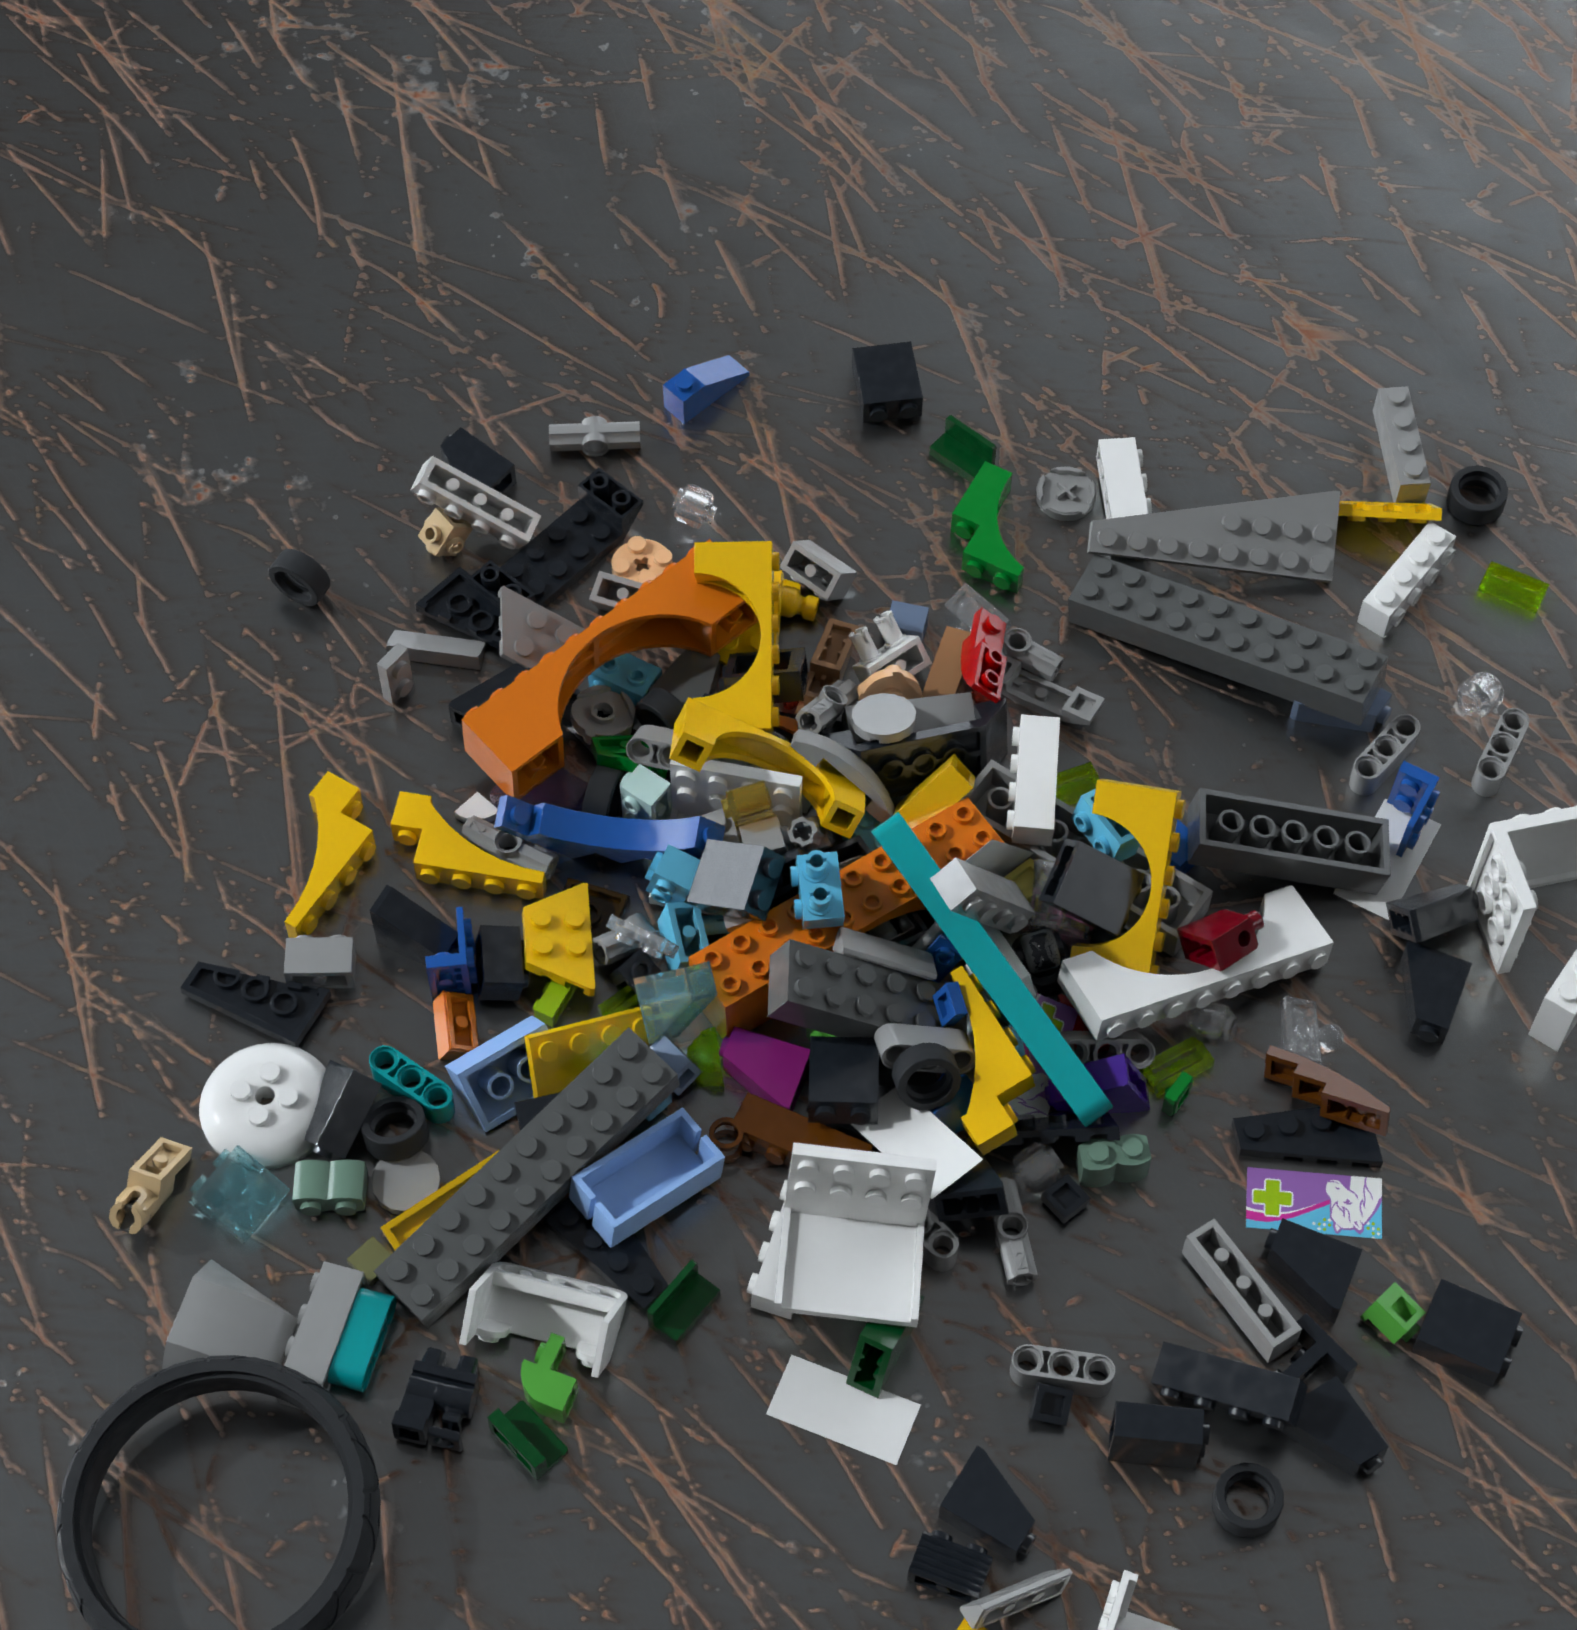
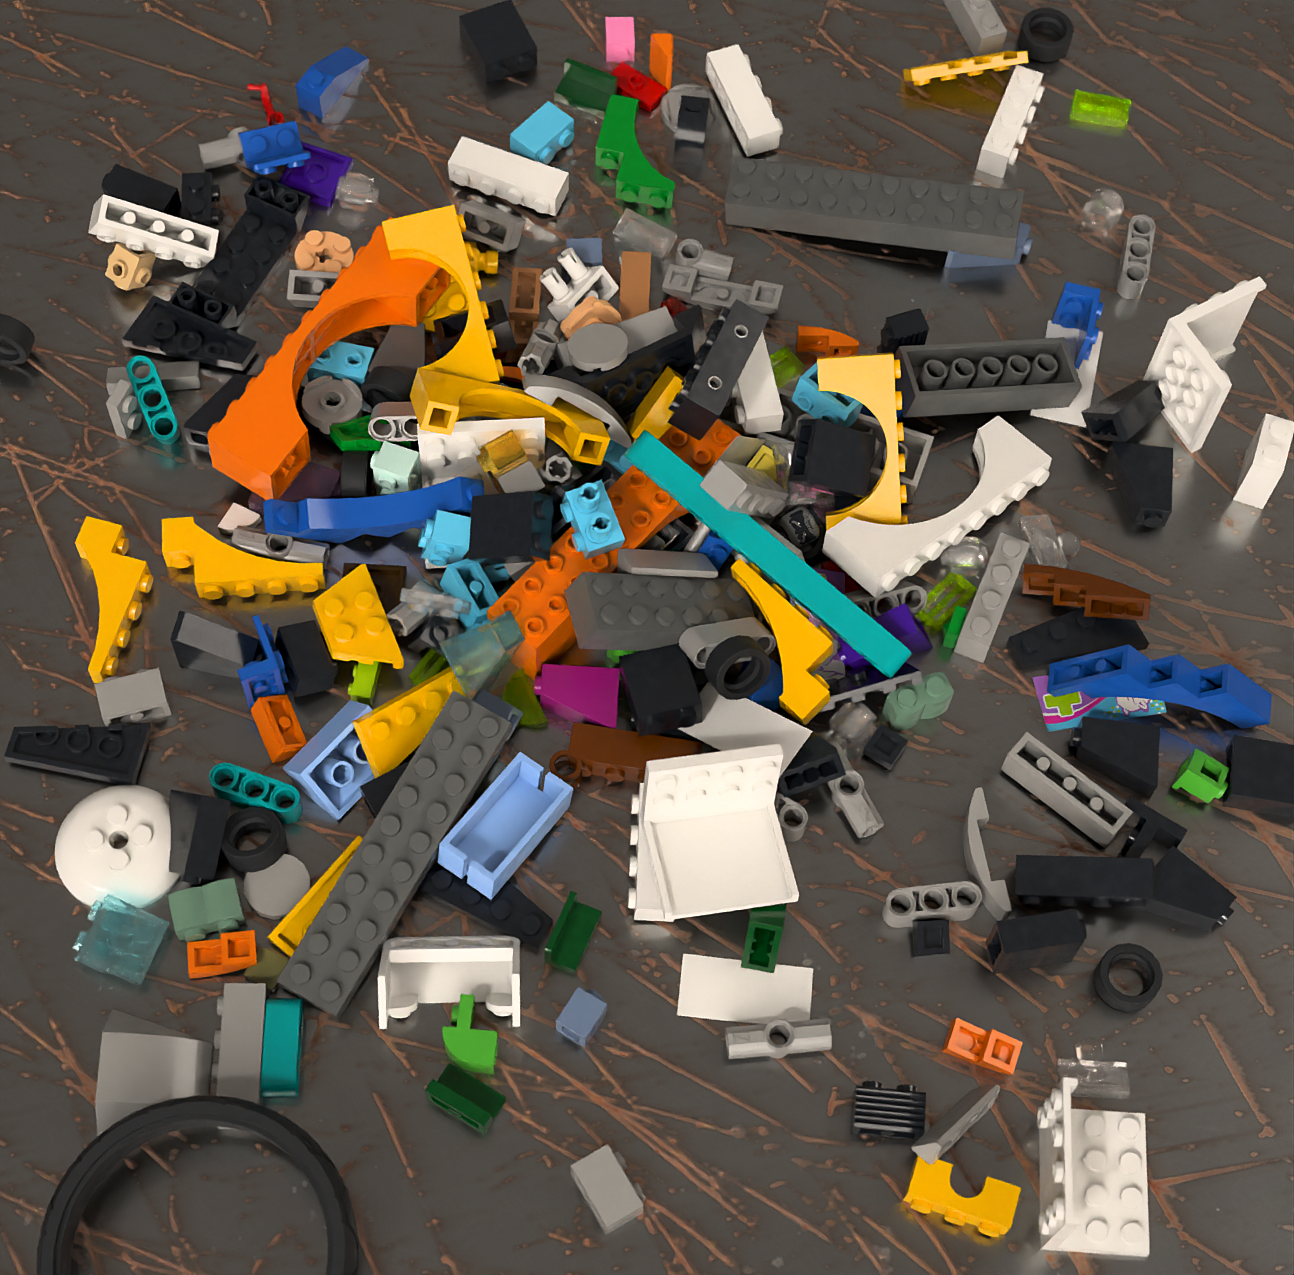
camera: 20 degrees left, 5 degrees up
(149, 1185) = (31, 954): tan plate -> none
(331, 1235) = (222, 955): none -> orange slope
(420, 658) = (143, 389): none -> teal beam
(434, 1389) = (367, 1075): black hips -> none
(530, 629) = (241, 340): light grey wing -> none
(534, 481) = (200, 199): none -> black brick
(621, 443) = (272, 146): none -> blue bracket
(634, 411) = (273, 116): none -> red piece
(640, 1565) = (608, 1188): none -> light grey brick
(658, 478) = (318, 175): none -> dark purple tile
(667, 1388) = (582, 1016): none -> sand blue brick
(836, 1458) = (800, 1036): none -> light grey piece
(853, 524) = (508, 176): none -> white brick
(901, 489) = (543, 134): none -> medium azure brick
(950, 1004) = (738, 596): blue tile -> none
(982, 655) = (665, 272): red slope -> none
(988, 1508) = (906, 1048): black slope -> none
(991, 766) = (716, 369): none -> black piece
(1014, 406) = (619, 39): none -> bright pink brick
(1019, 459) = (638, 86): none -> red plate
(1050, 436) = (661, 58): none -> orange slope
(1058, 516) = (691, 130): none -> black brick
(1070, 1530) = (981, 1047): none -> orange slope
(1129, 1373) = (993, 892): none -> light grey slope
(1130, 764) = (825, 340): none -> orange slope
(1176, 1589) = (1094, 1077): none -> clear plate
(1214, 772) = (903, 330): none -> black brick
(1220, 938) = (955, 478): dark red torso -> none
(1226, 1073) = (991, 597): none -> light grey brick
(1262, 537) = (872, 111): light grey wing -> none
(1342, 1185) = (1171, 679): none -> blue arch
(1389, 743) = (1038, 281): light grey beam -> none

